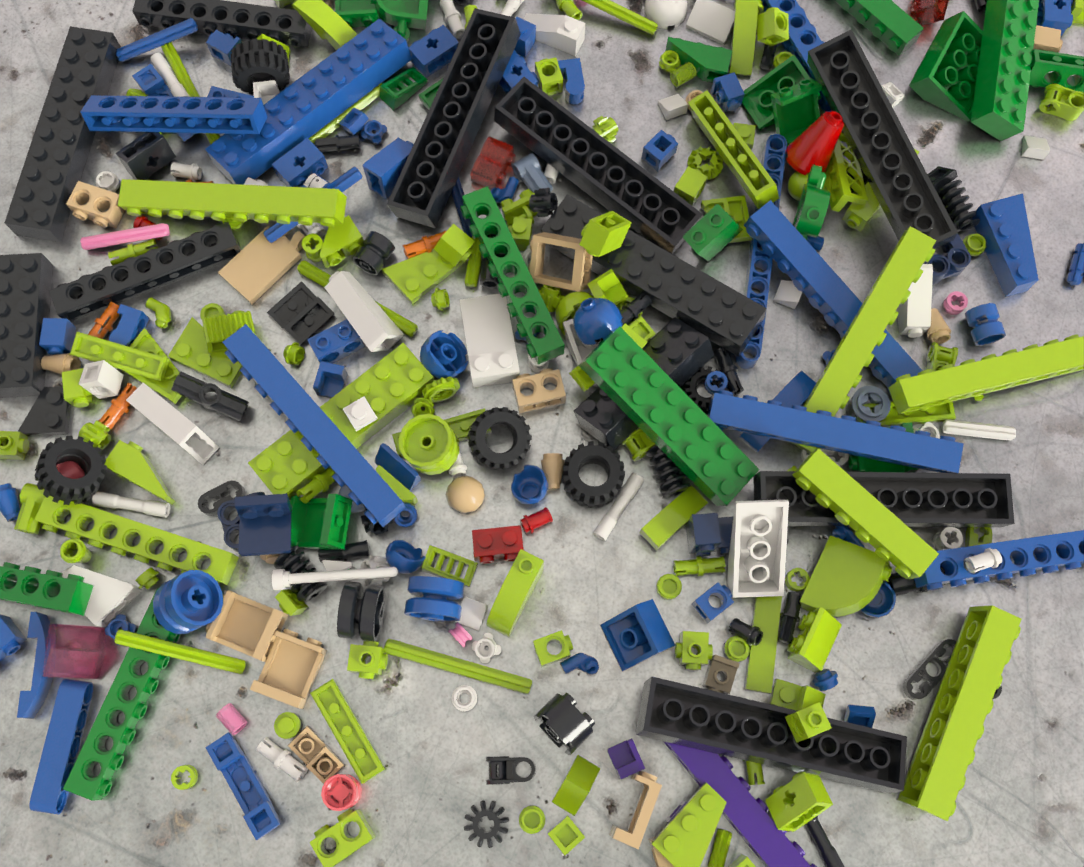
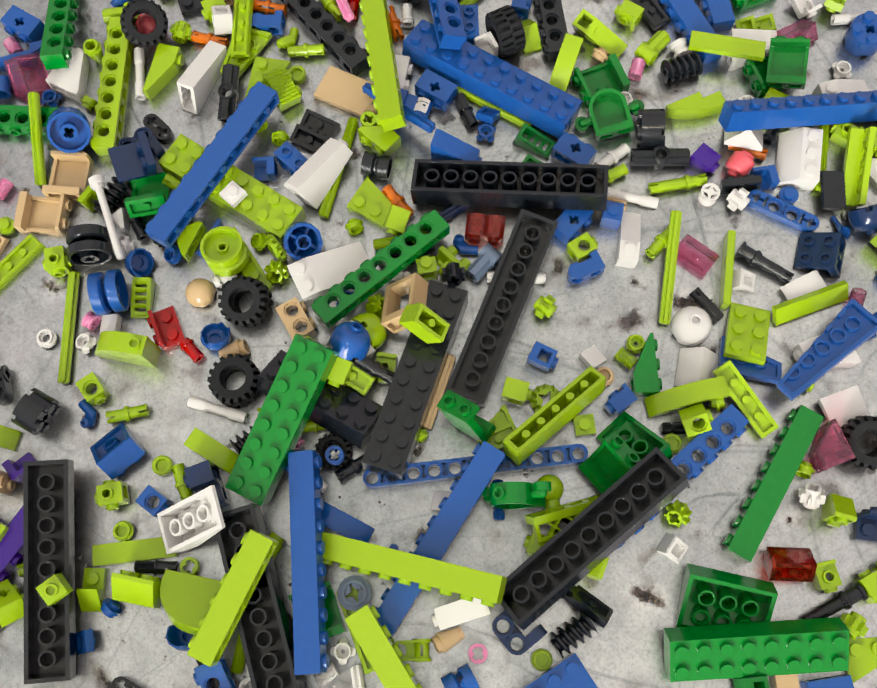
camera: 80 degrees right, 0 degrees up
(13, 668) = (14, 46): none -> bright pink piece
(185, 294) = (306, 50): none -> lime pin
(470, 397) = (276, 271): none -> lime gear
(594, 613) = (127, 413): none -> lime pin
(608, 287) = (388, 345): lime panel -> none
(724, 665) = (104, 523): dark tan brick -> none
(751, 634) = (133, 537): black pin -> none
(816, 143) = (575, 483): red cone -> none

